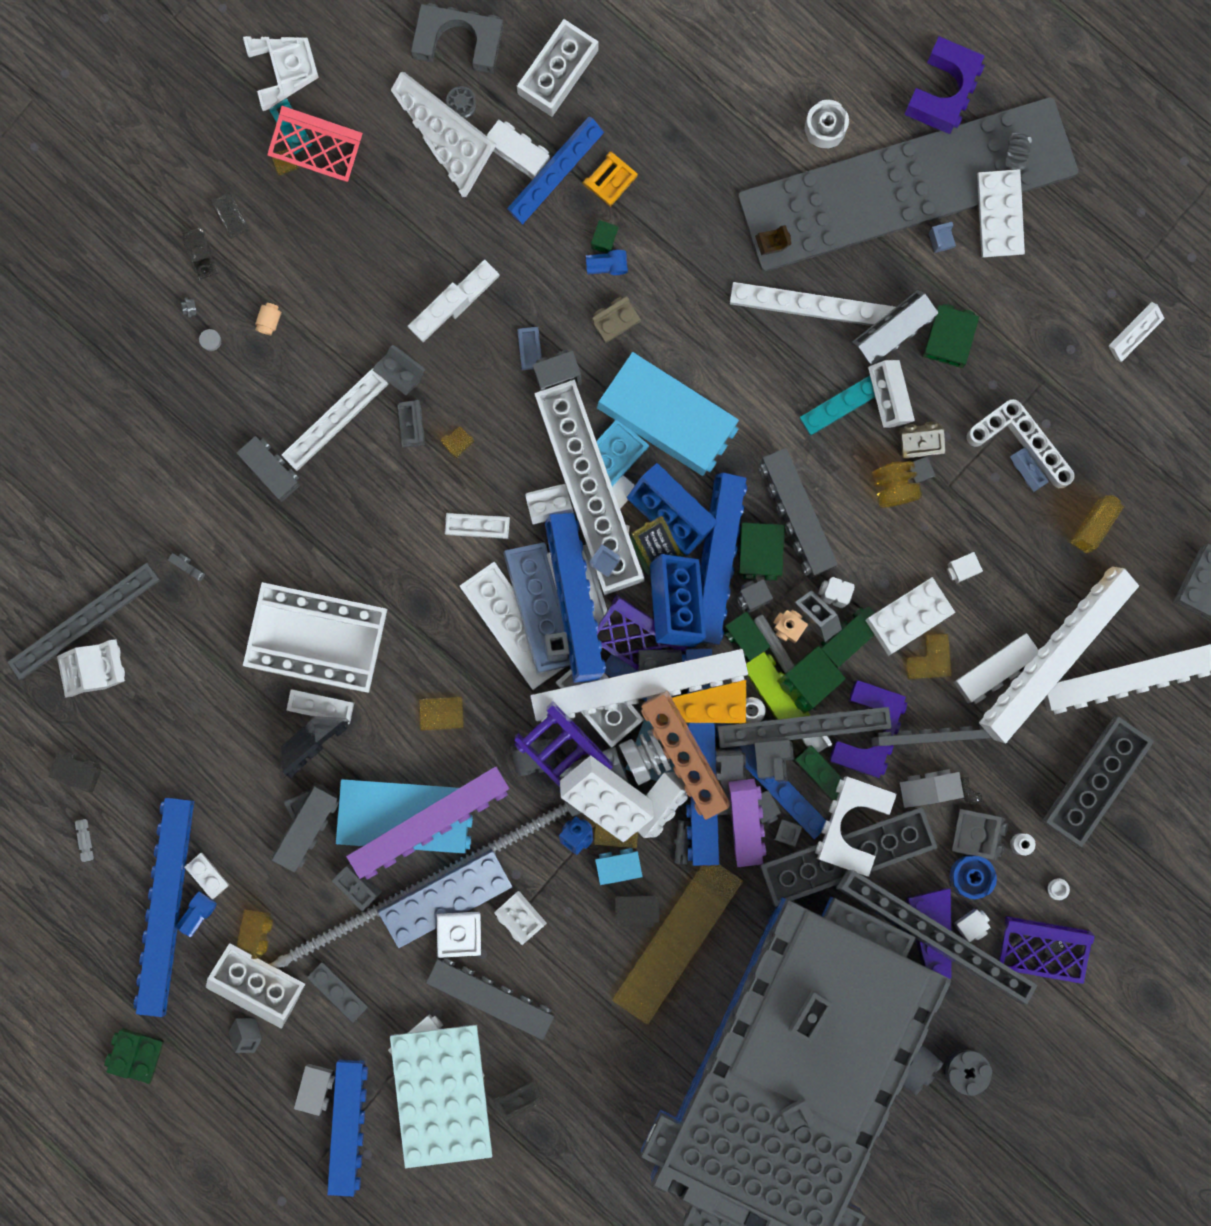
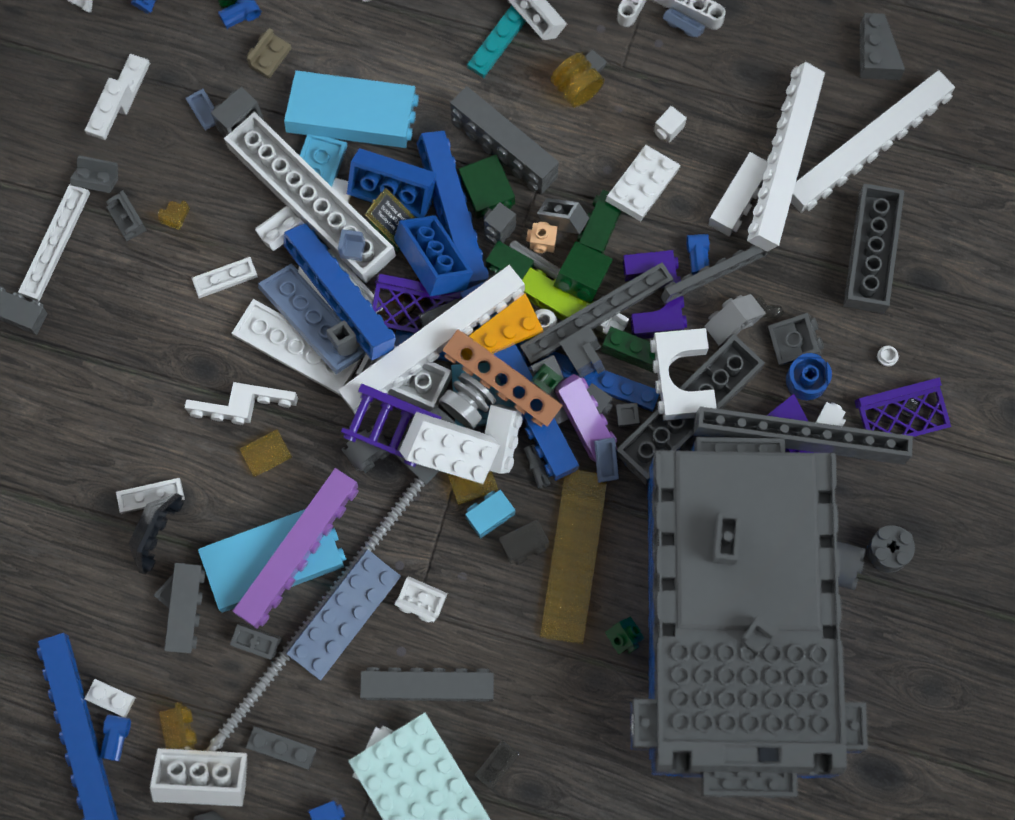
camera: 25 degrees left, 10 degrees down
(315, 637) = (118, 435): white slope -> none
(439, 658) = (241, 403): none -> white bracket
(458, 934) = (370, 641): white plate -> none
(576, 835) = (438, 501): blue brick -> none
(687, 1037) = (625, 636): none -> dark green brick
(726, 774) = (546, 379): none -> dark green tile
(747, 869) = (606, 459): none -> sand blue tile
(836, 592) = (569, 187): white brick -> none
(922, 440) = (582, 38): bracket -> none
(931, 703) = (698, 248): none -> blue piece
(937, 660) = (684, 214): clear yellow plate -> none
(1016, 841) = (837, 329): white brick -> none
(1097, 523) = (763, 38): clear yellow brick -> none

